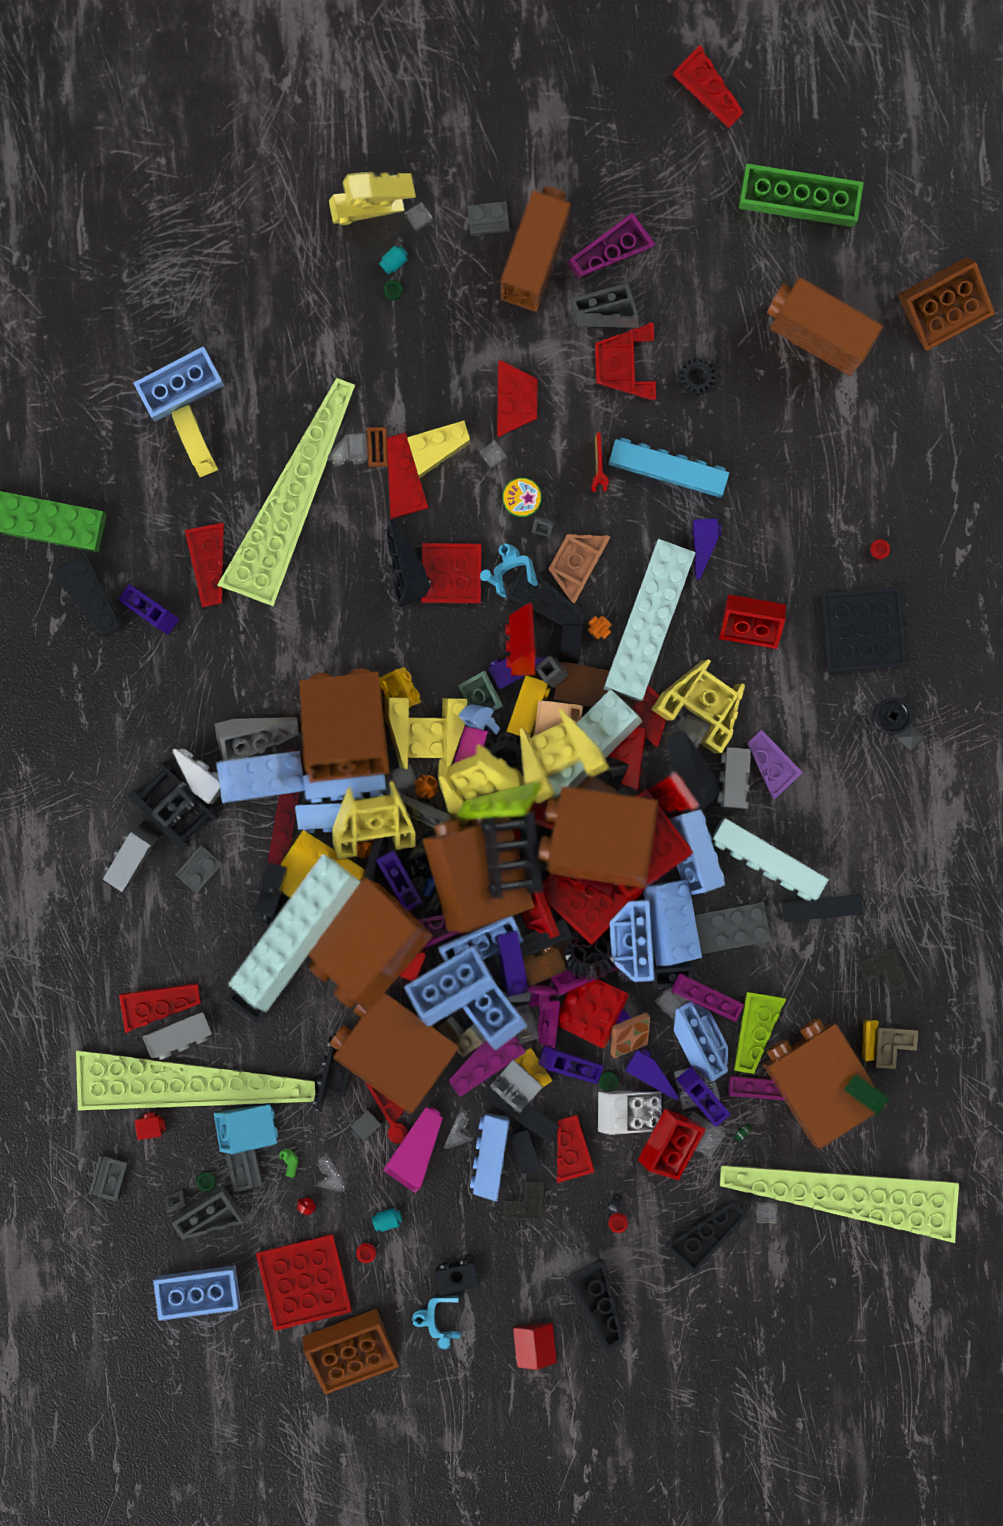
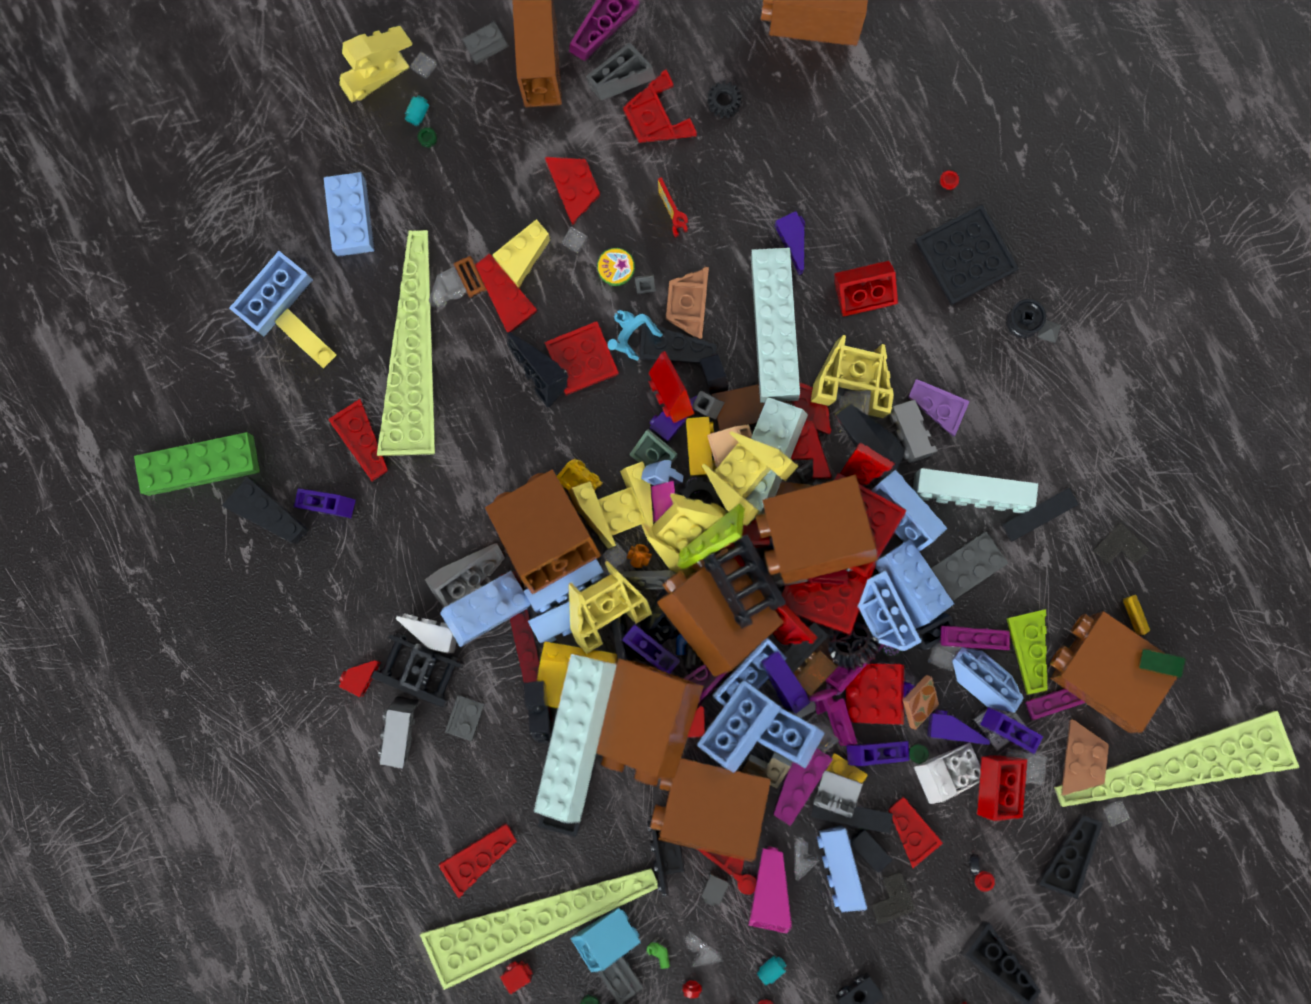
camera: 15 degrees left, 5 degrees down
(114, 790) = (357, 679): none -> red slope
(177, 1036) = (507, 880): light grey wedge -> none
(285, 336) = (348, 214): none -> light blue brick
(364, 848) = (606, 634): orange gear -> none
(599, 627) = (733, 350): orange gear -> none
(668, 468) = (734, 187): medium azure brick -> none
(742, 1132) = (1060, 748): dark green tile -> none
(759, 1152) = (1084, 760): none -> nougat wing
(889, 1041) = (1155, 610): dark tan plate -> none

